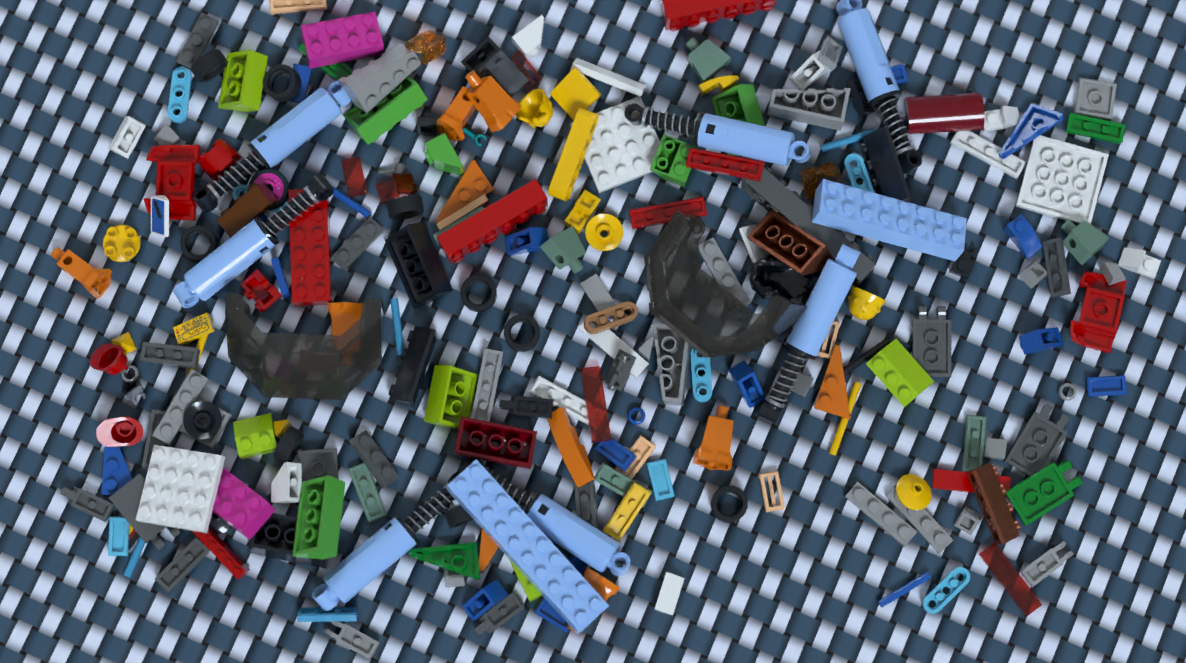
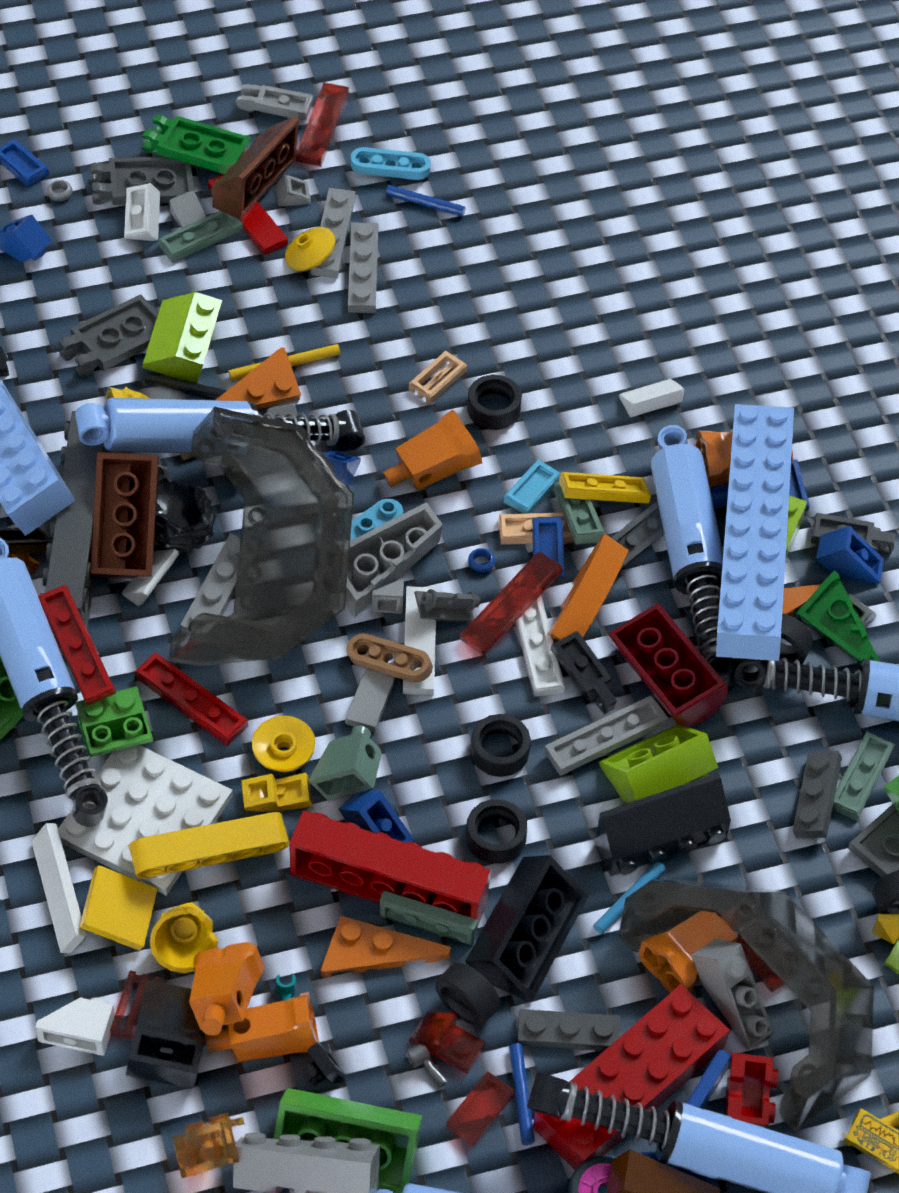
camera: 130 degrees left, 25 degrees down
(310, 323) = (733, 989): none -> light grey slope
(442, 155) = (351, 1001): bright green slope -> none
(481, 201) = (409, 923): light nougat tile -> none
(1011, 420) = (142, 213): none -> white slope

